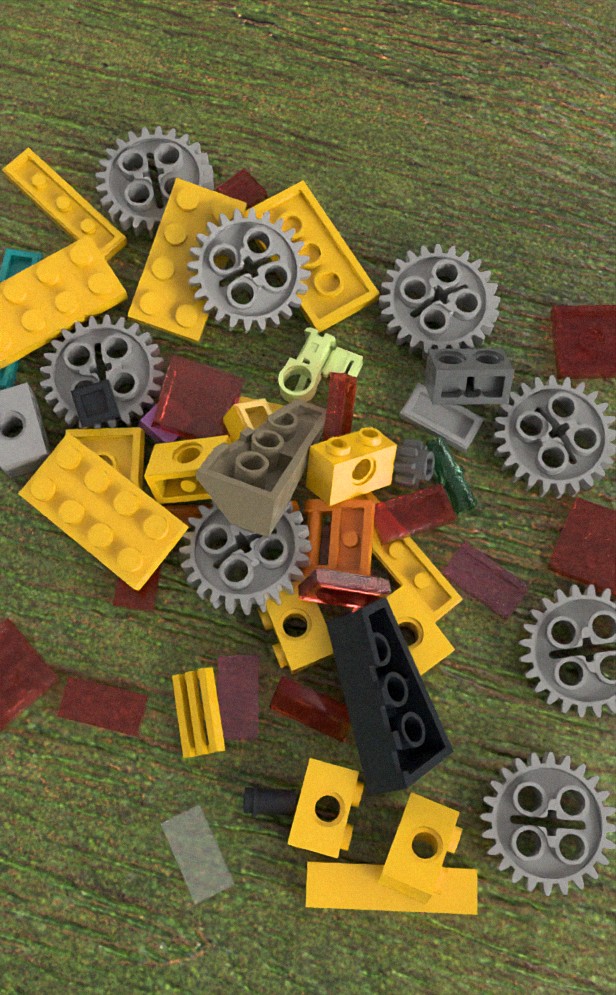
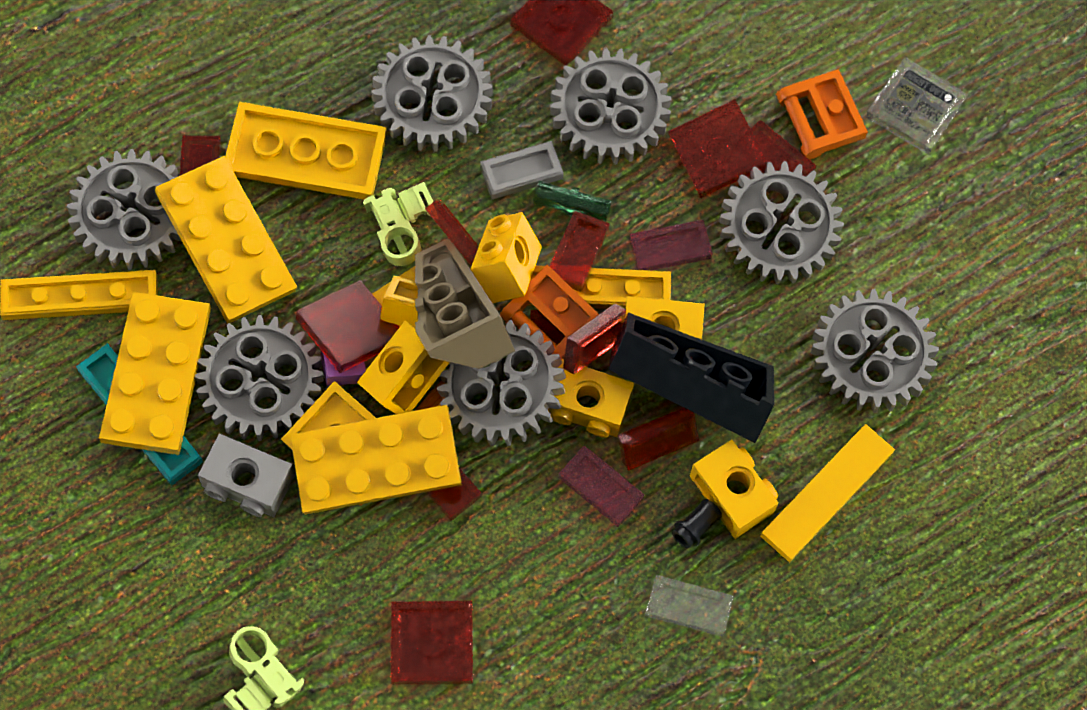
camera: 50 degrees left, 5 degrees down
(95, 404) = (286, 397): black tile -> none
(103, 706) = (522, 586): clear red tile -> none
(193, 714) = (581, 533): yellow tile -> none
(232, 240) = (251, 189): light grey gear -> none
(403, 868) = (825, 465): yellow brick -> none
(413, 463) = (542, 217): dark grey gear -> none
(468, 376) = (512, 122): dark grey brick -> none

